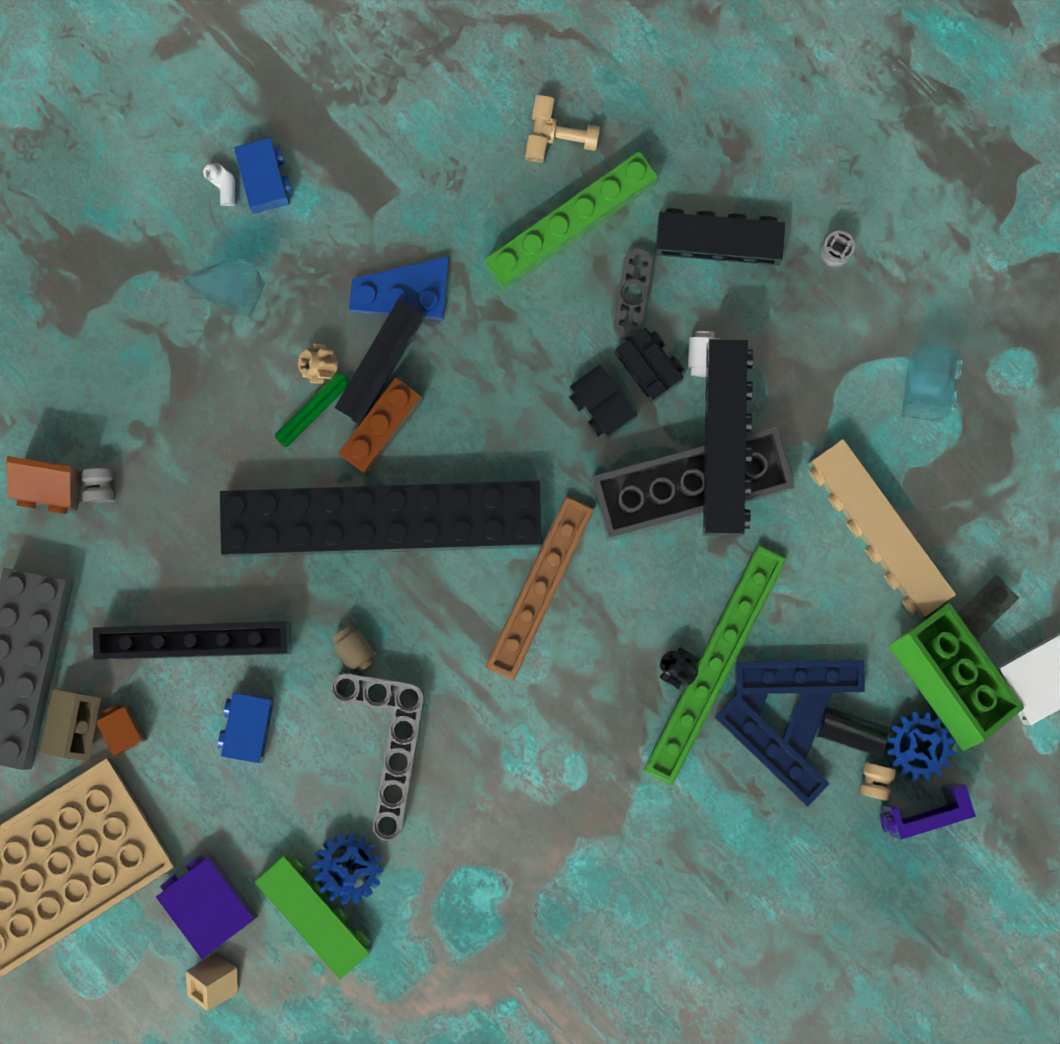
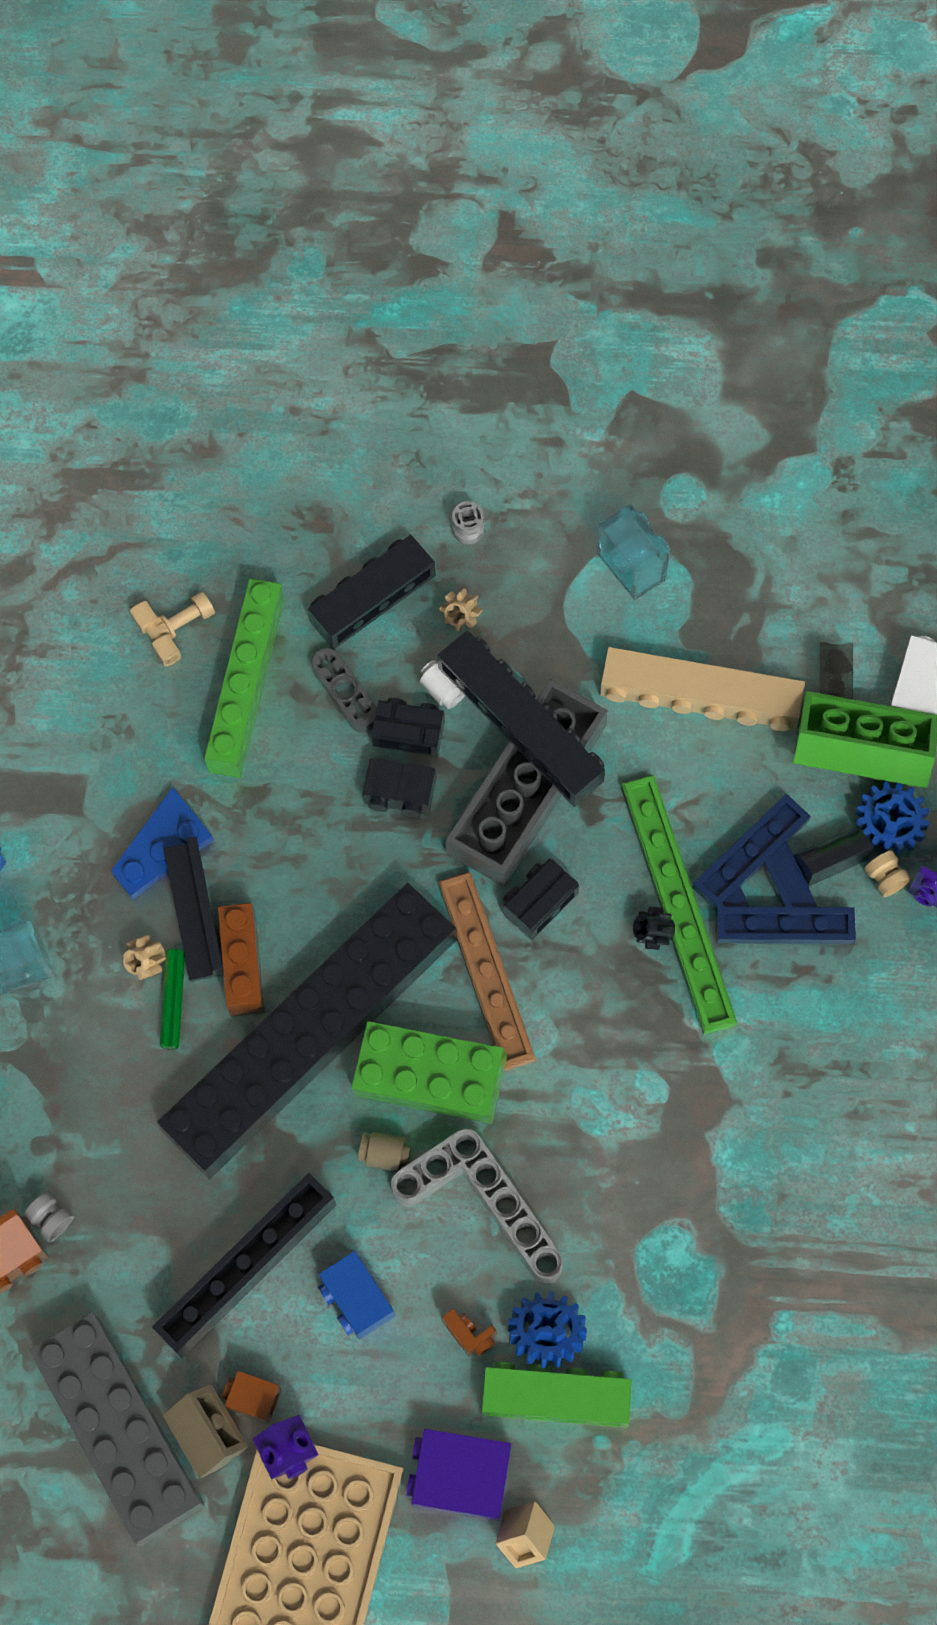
camera: 40 degrees left, 15 degrees down
(107, 787) = (285, 1448): none -> dark purple brick
(293, 816) = (462, 1329): none -> dark orange bracket
(431, 626) = (429, 1072): none -> bright green brick
(622, 573) = (539, 898): none -> black brick
(768, 311) = (461, 609): none -> tan gear

